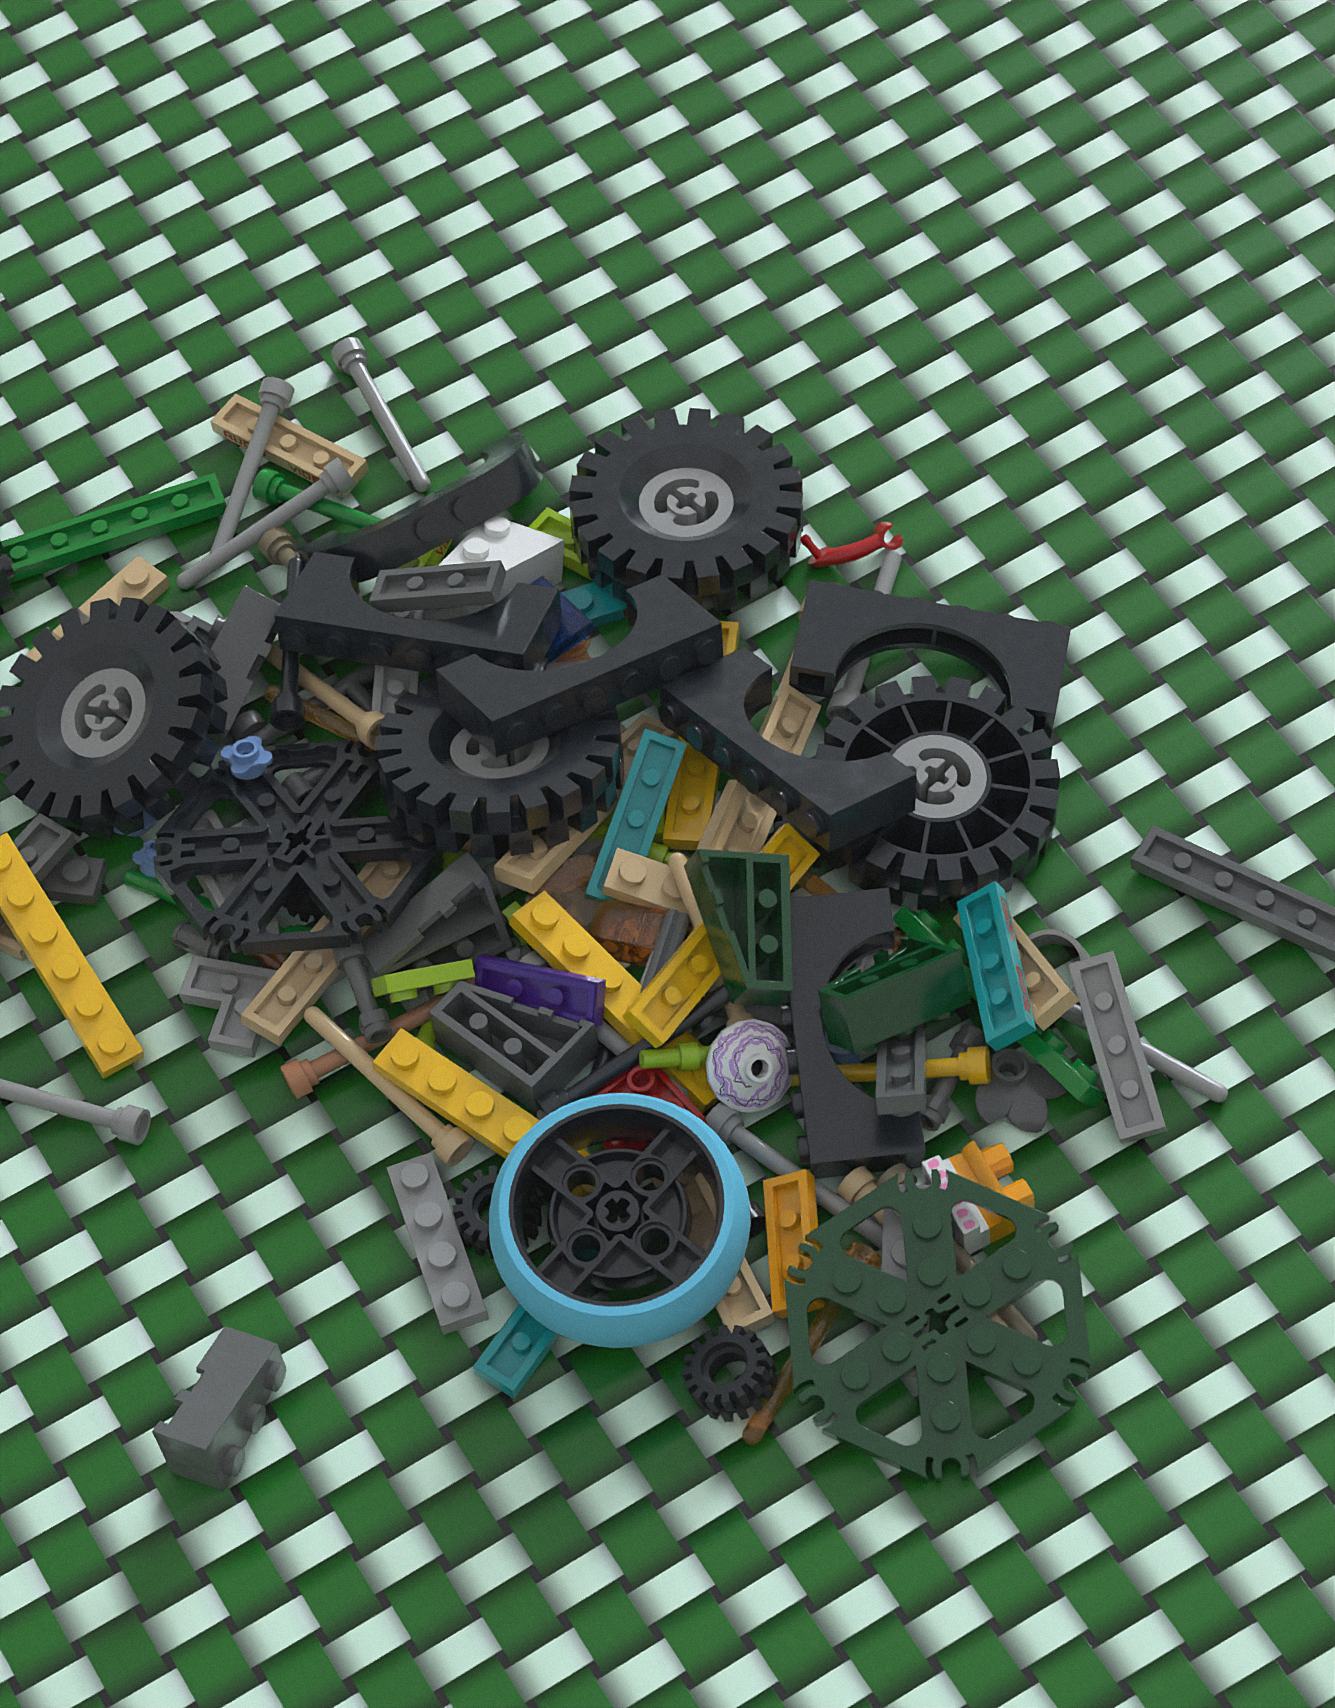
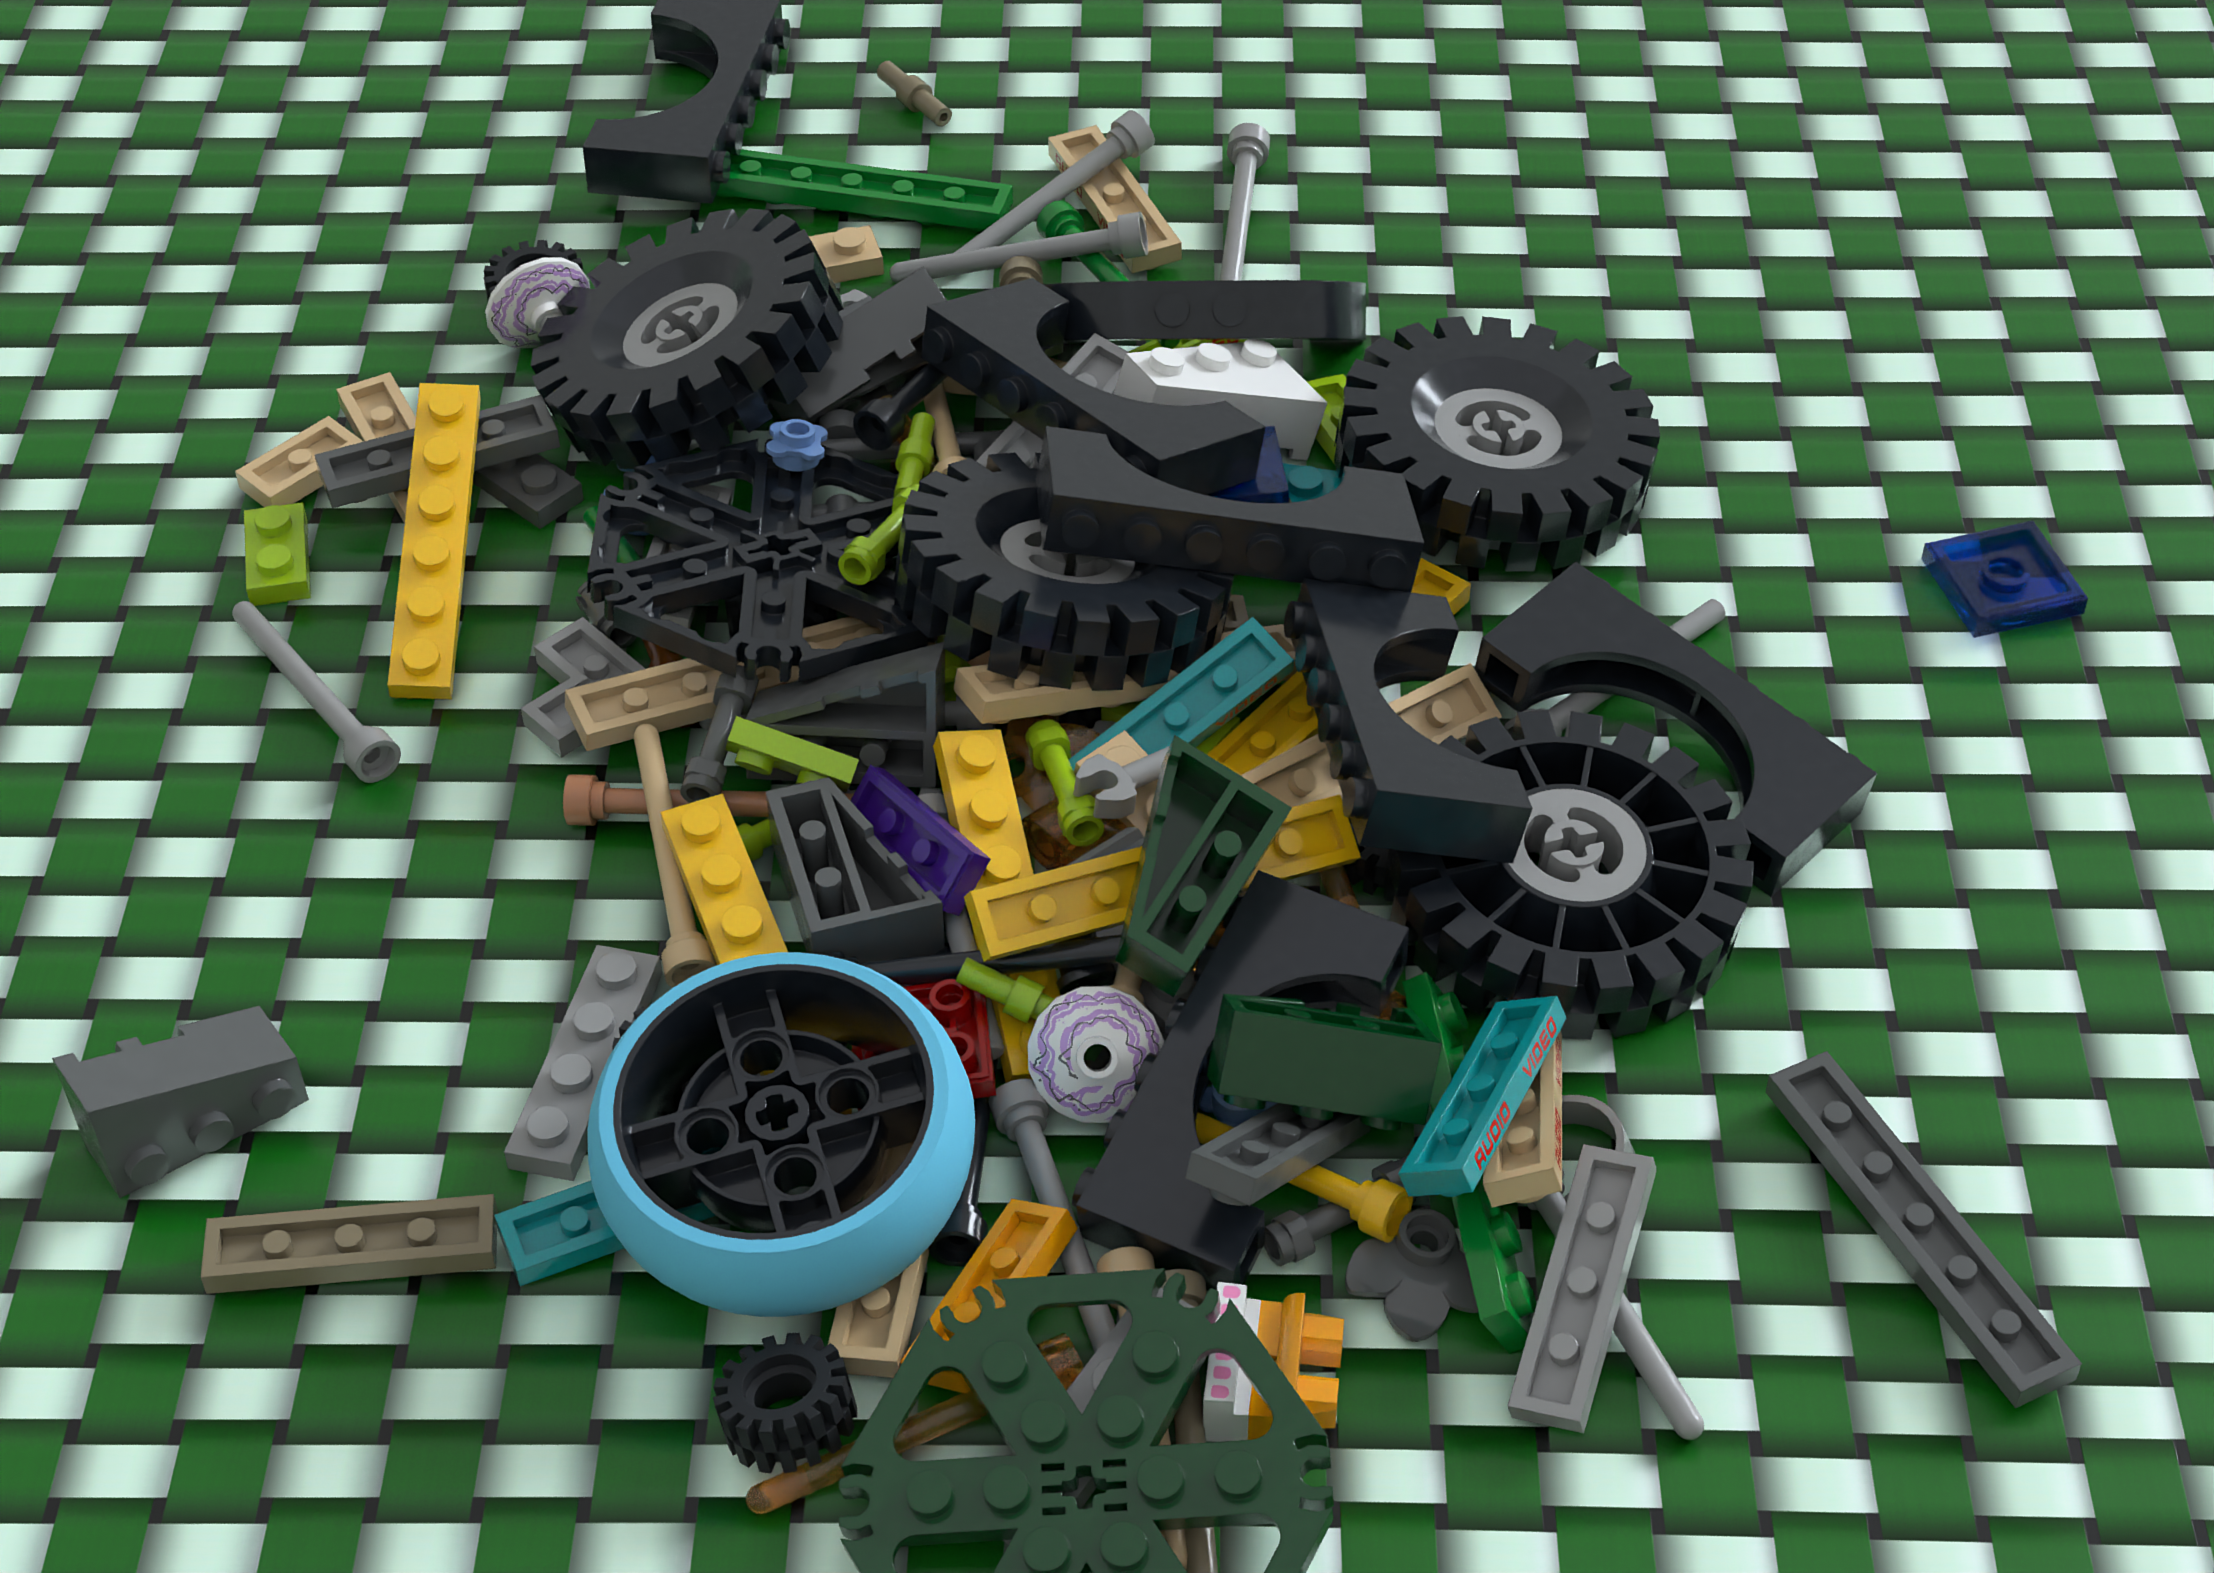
camera: 25 degrees right, 10 degrees down
(79, 429) = (914, 93): none -> dark tan bar
(329, 725) = (915, 452): none -> lime bar
(366, 814) = (866, 556): none -> lime bar
(396, 1433) = (349, 1244): none -> dark tan plate
(438, 586) = (1129, 360): dark grey plate -> none
(627, 919) = (1051, 752): none -> lime bar
(647, 880) = (1119, 782): none -> light grey bar
(852, 552) = (1664, 577): red piece -> none
(1049, 440) = (2004, 578): none -> clear blue tile

